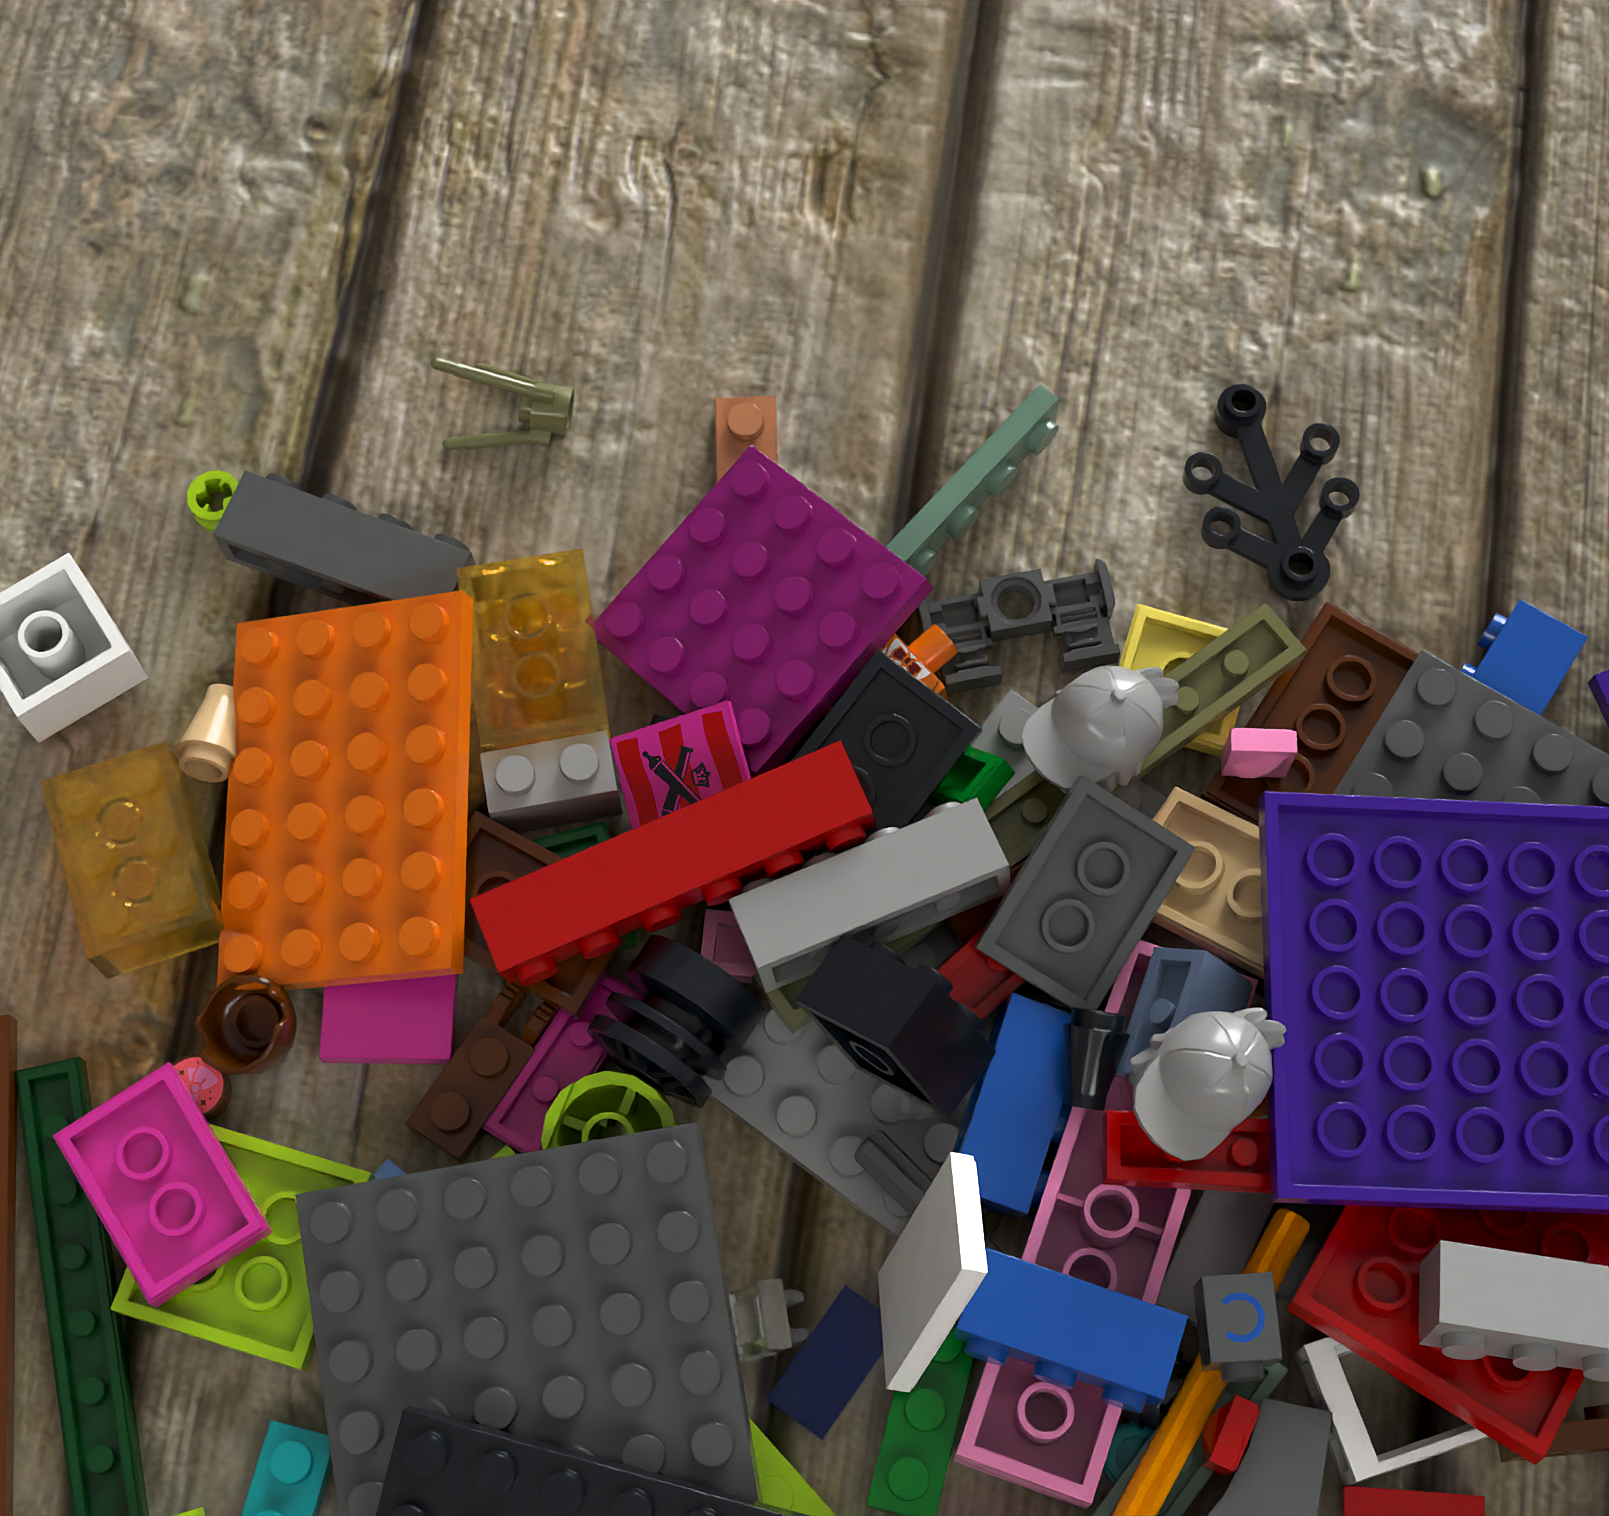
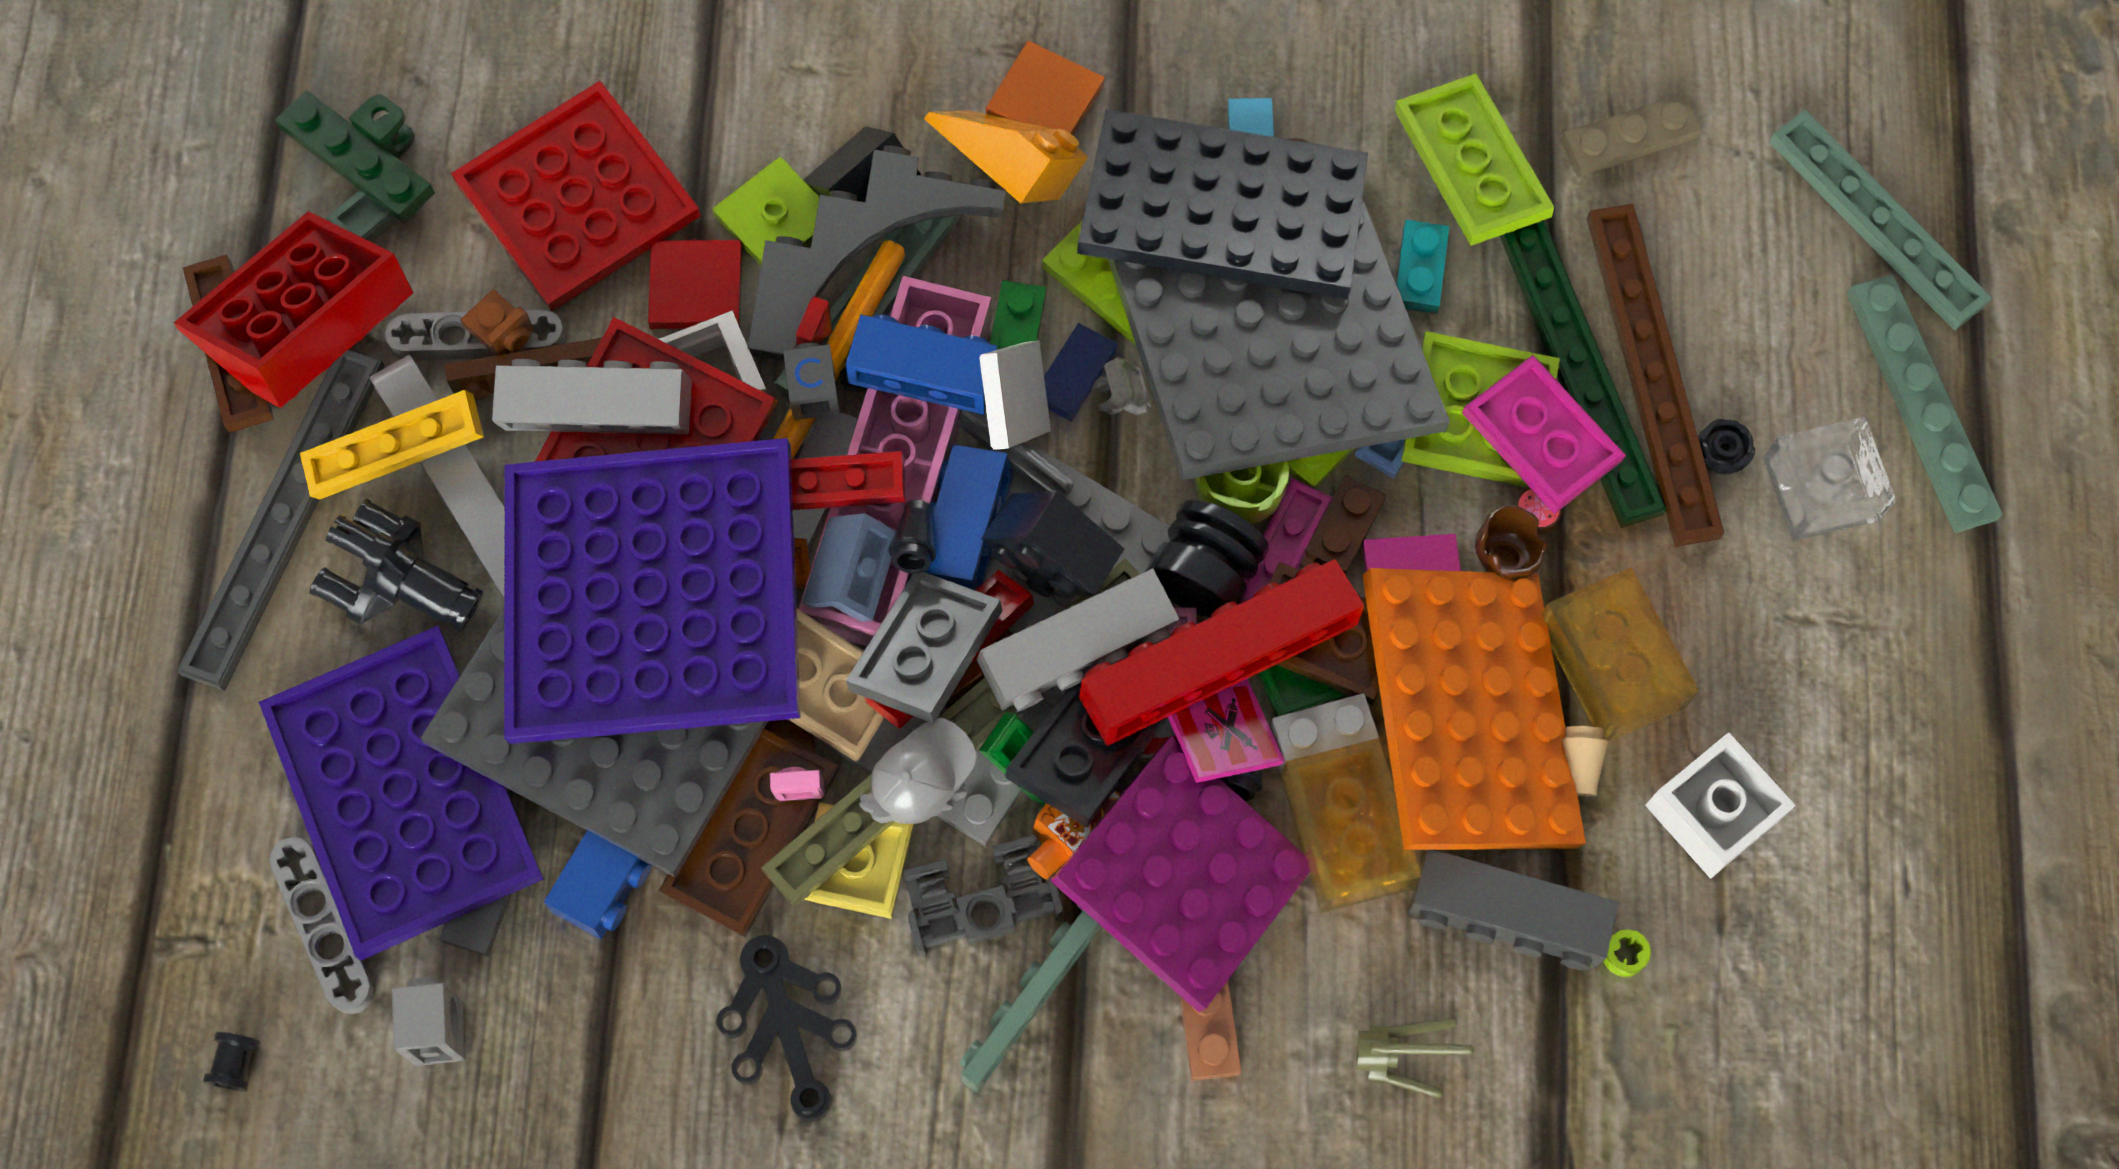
camera: 170 degrees right, 0 degrees up
(1203, 1079) = (839, 501): light grey hair -> none

